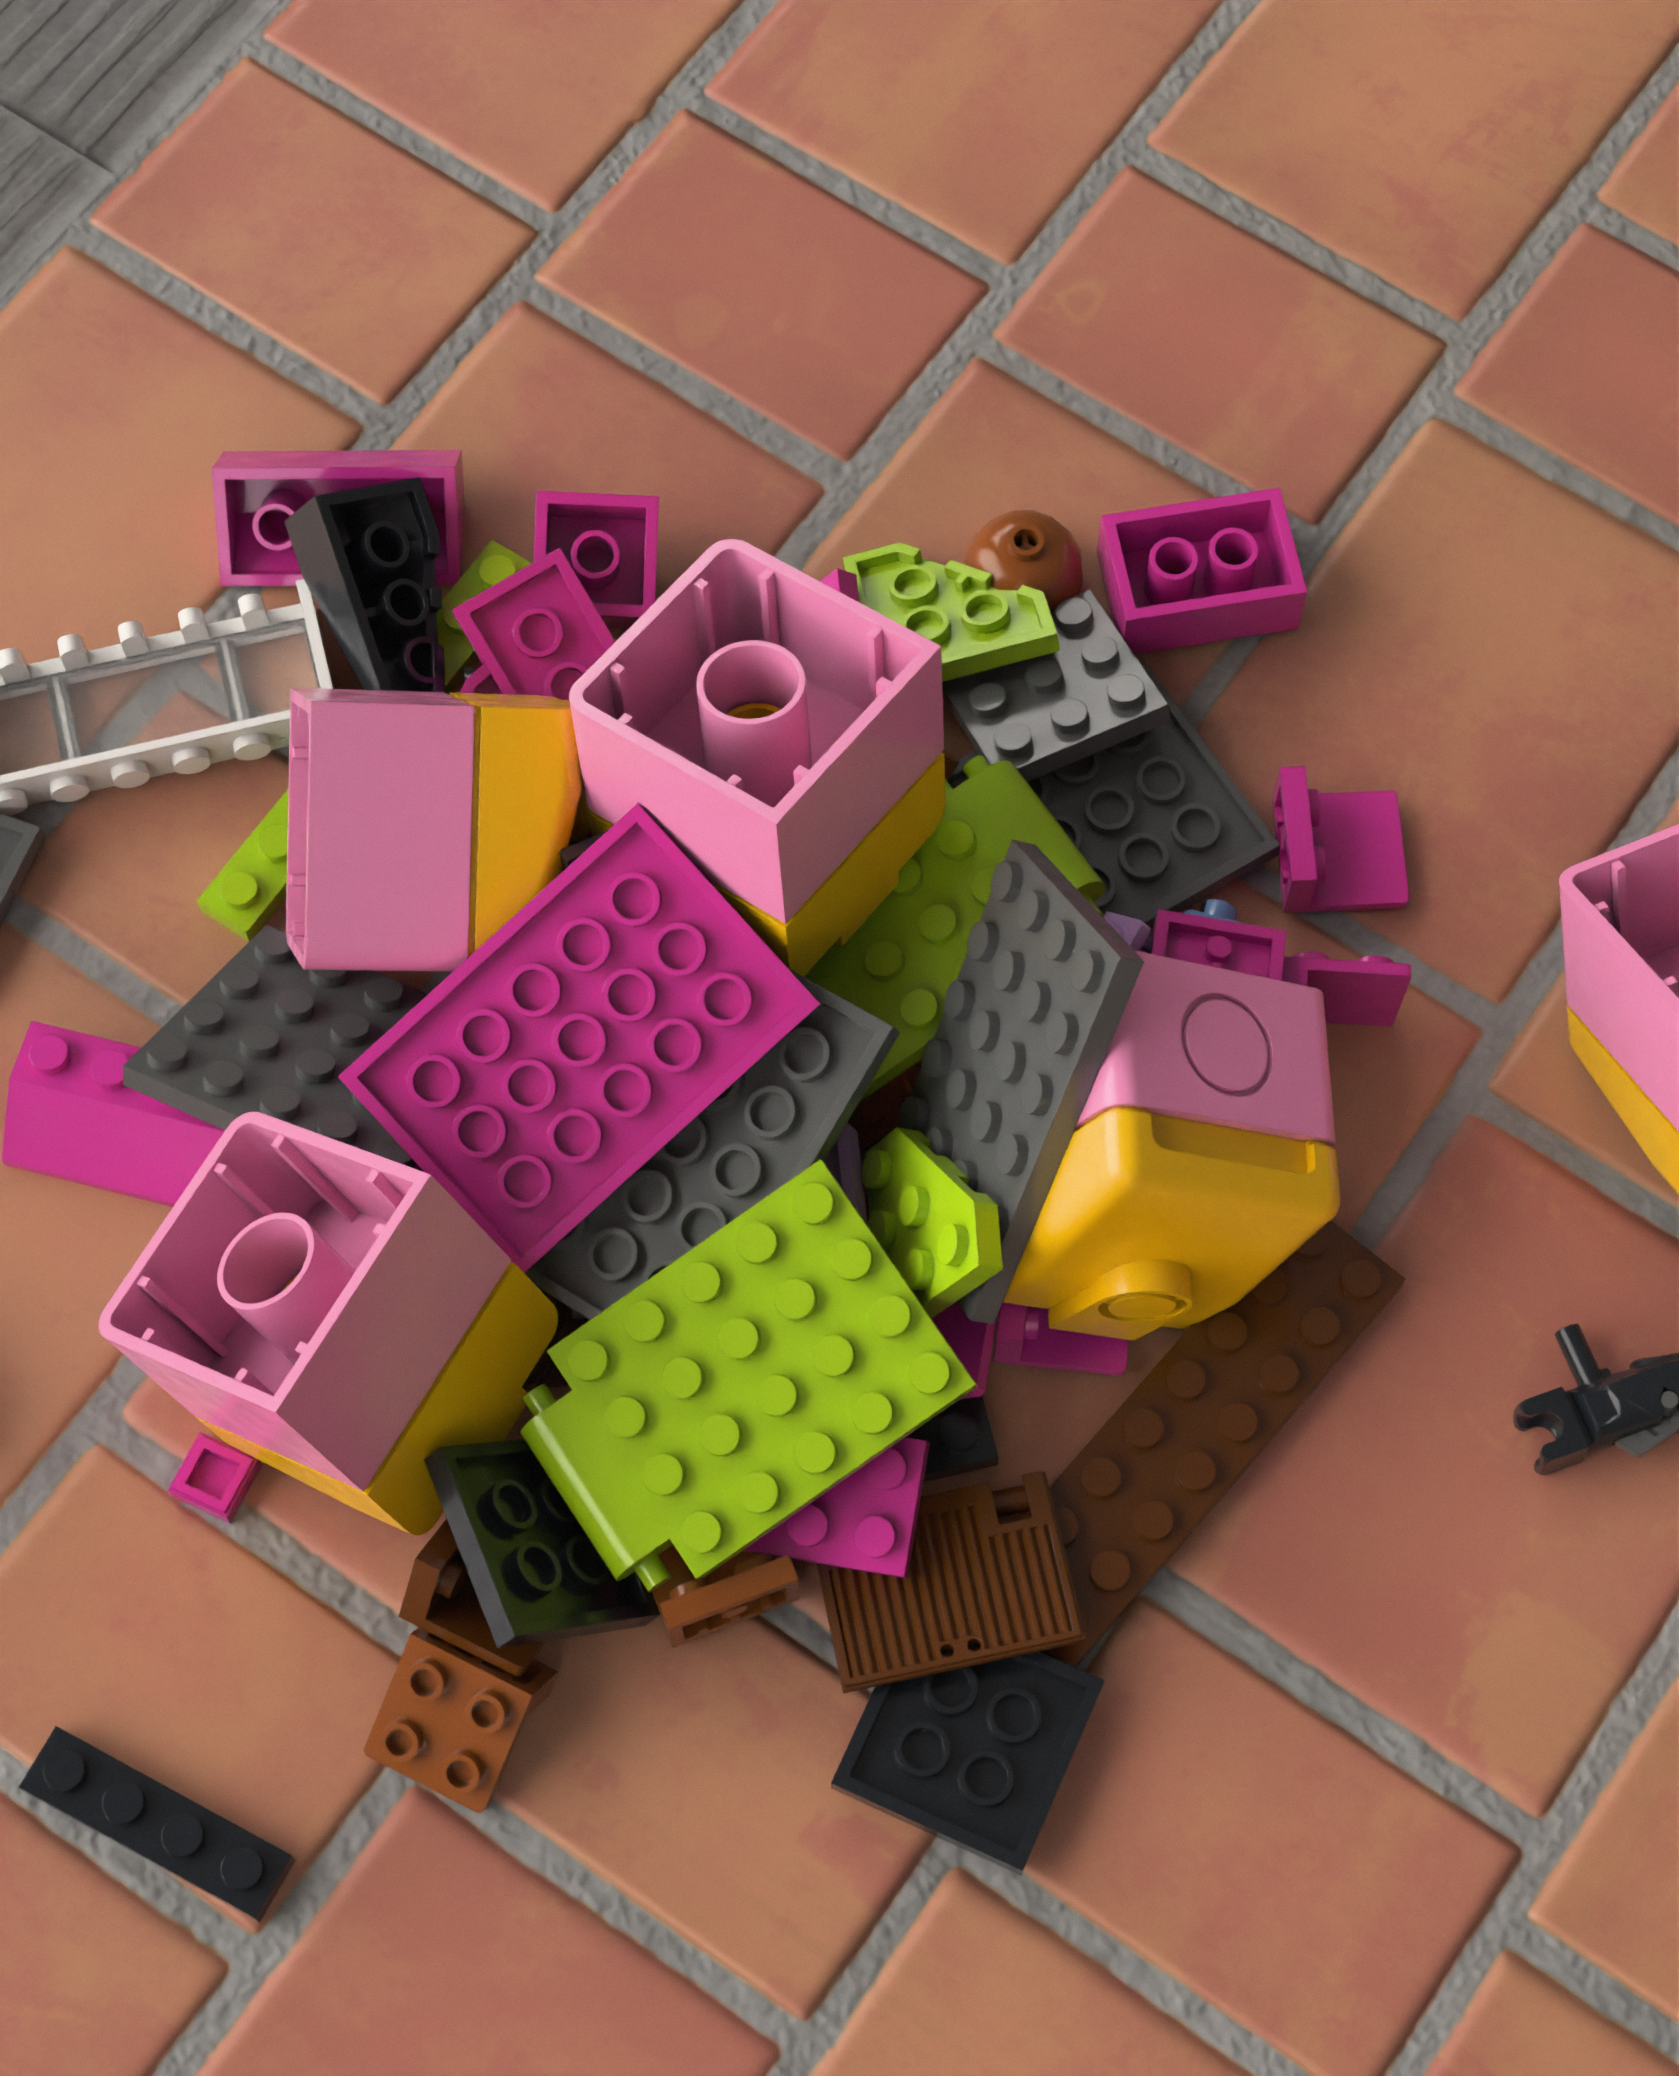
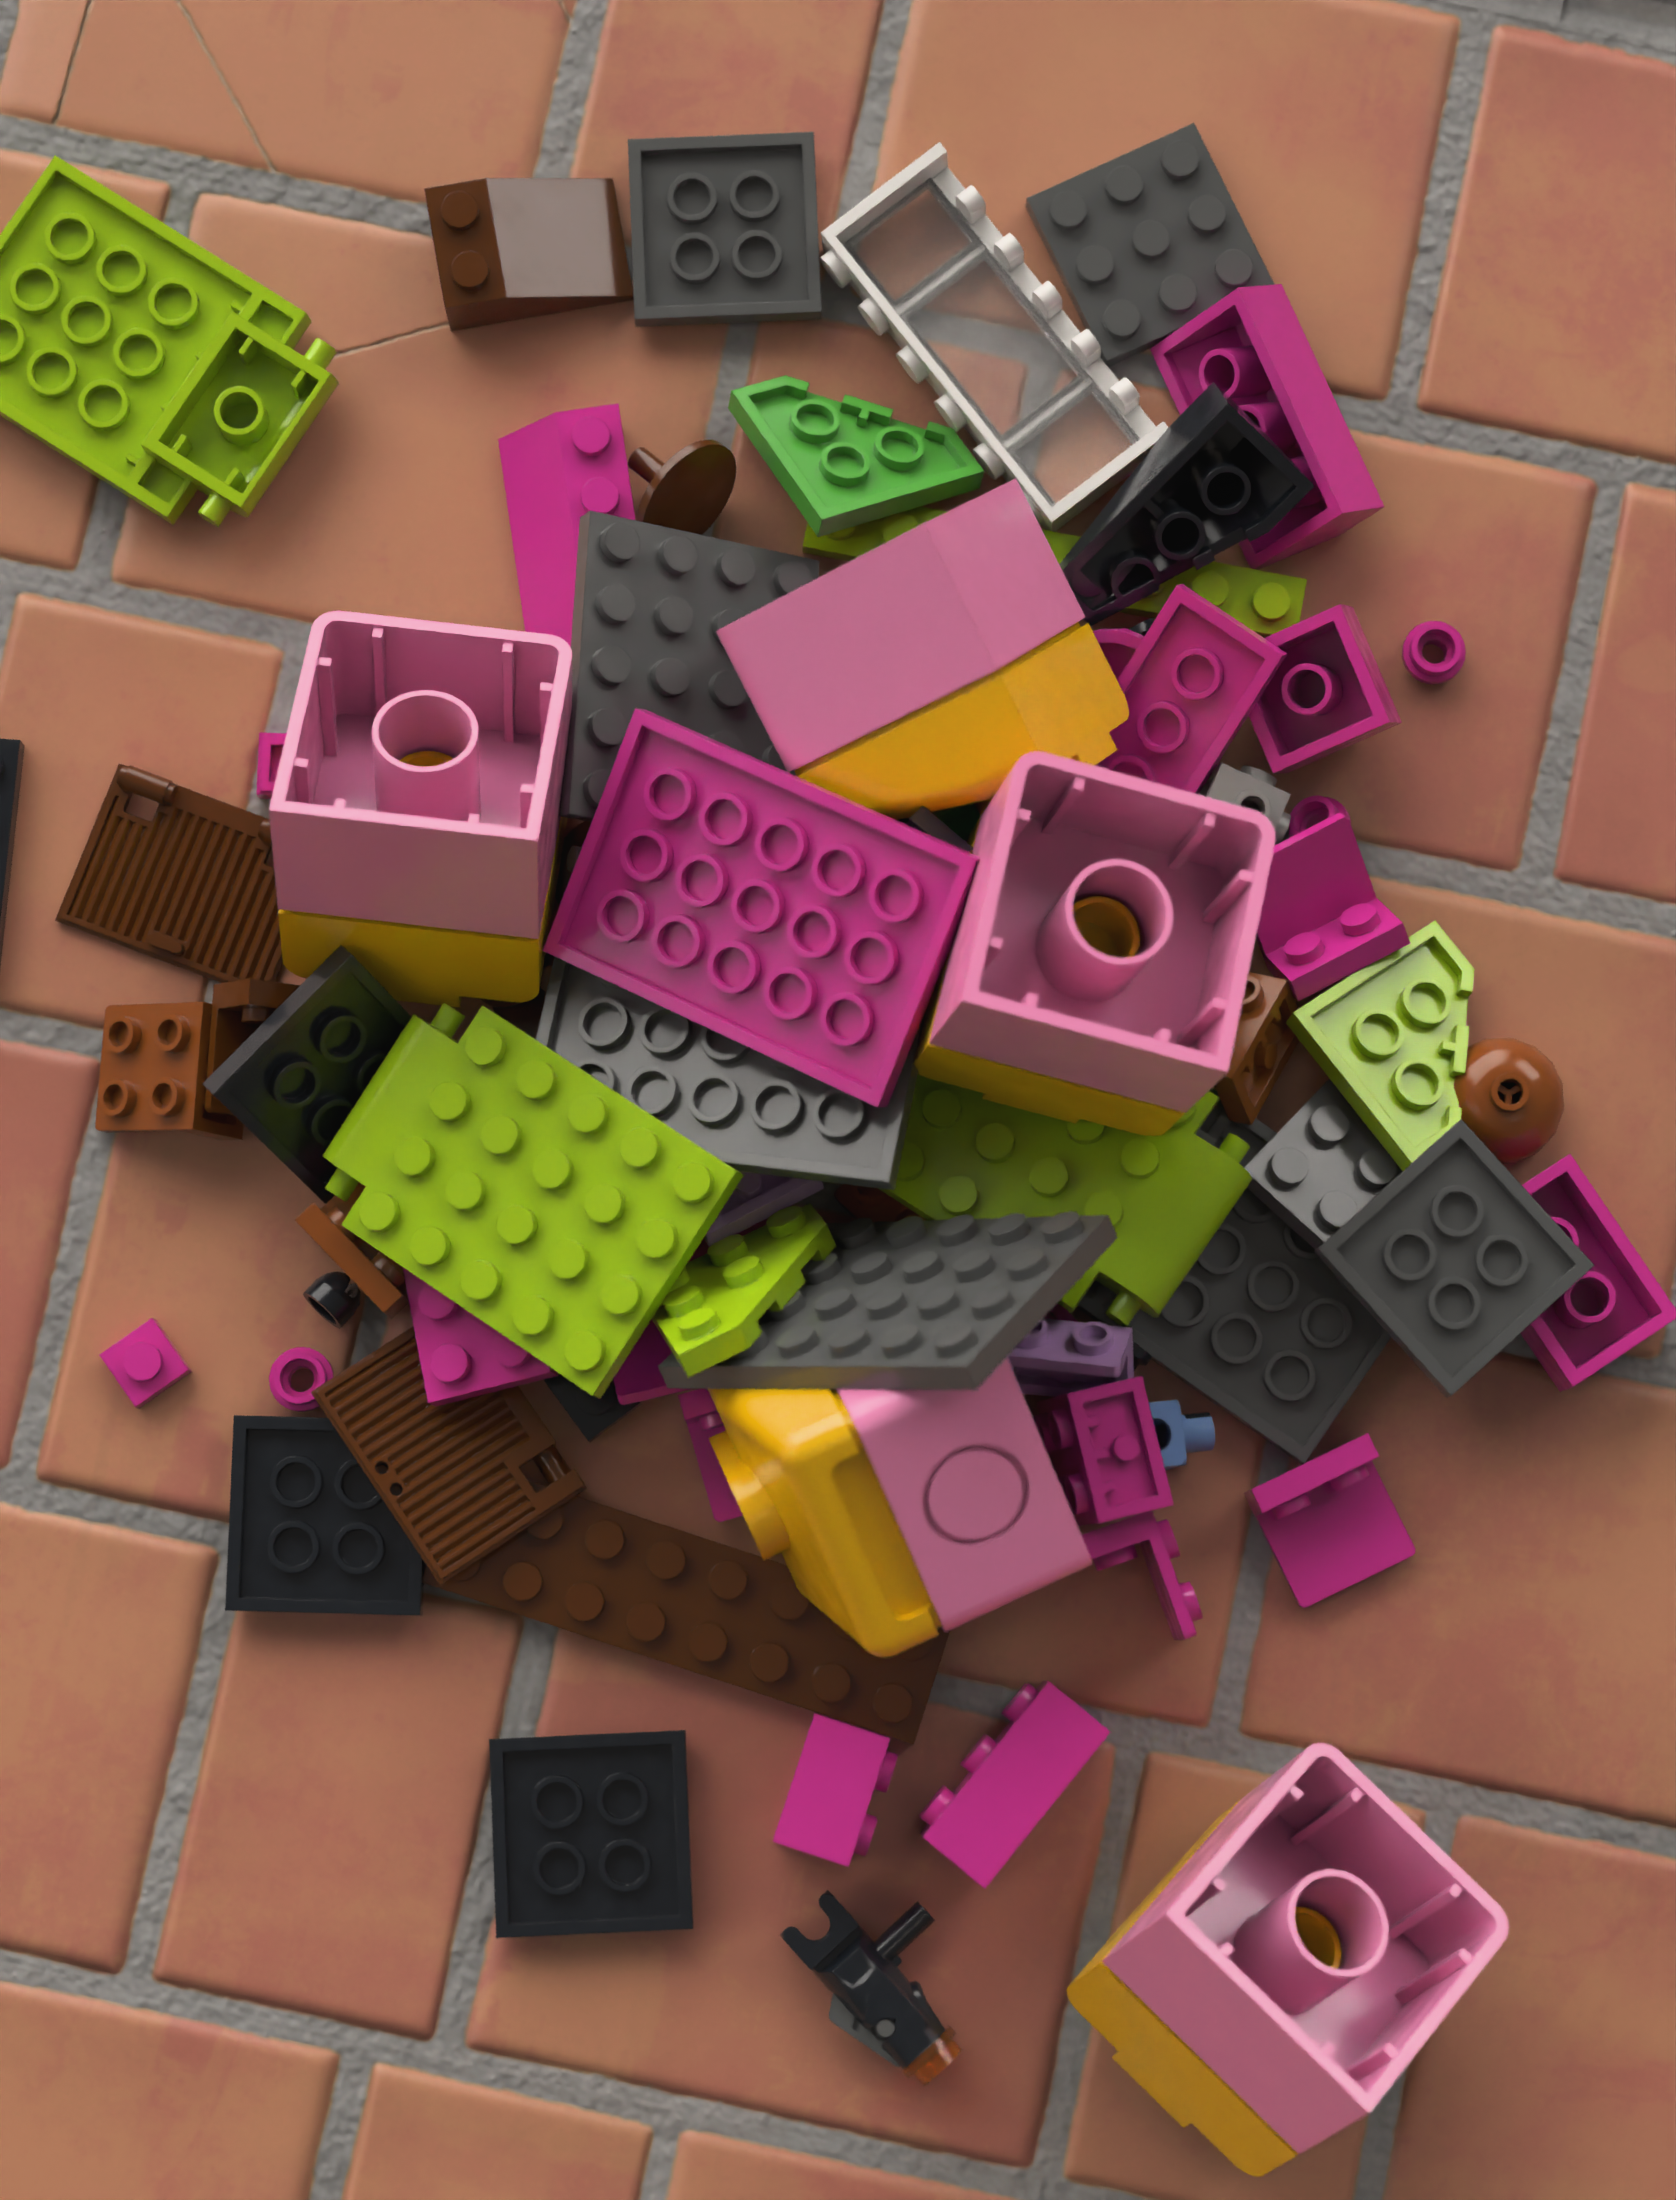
camera: 65 degrees right, 15 degrees up
(124, 548) = (1146, 242): none -> dark grey plate
(141, 994) = (686, 489): none -> reddish brown shield
(183, 858) = (850, 457): none -> bright green plate
(277, 1621) = (179, 881): none -> reddish brown window
(606, 456) = (1446, 639): none -> dark pink plate
(738, 1858) = (145, 1363): none -> dark pink plate
(756, 1644) = (334, 1297): none -> black hinge
(821, 1687) = (286, 1365): none -> dark pink plate
(1157, 630) = (1454, 1258): none -> dark grey plate
(1380, 1607) = (591, 1834): none -> black plate
(1425, 1353) = (833, 1791): none -> dark pink brick
(1479, 1194) = (1011, 1780): none -> dark pink brick

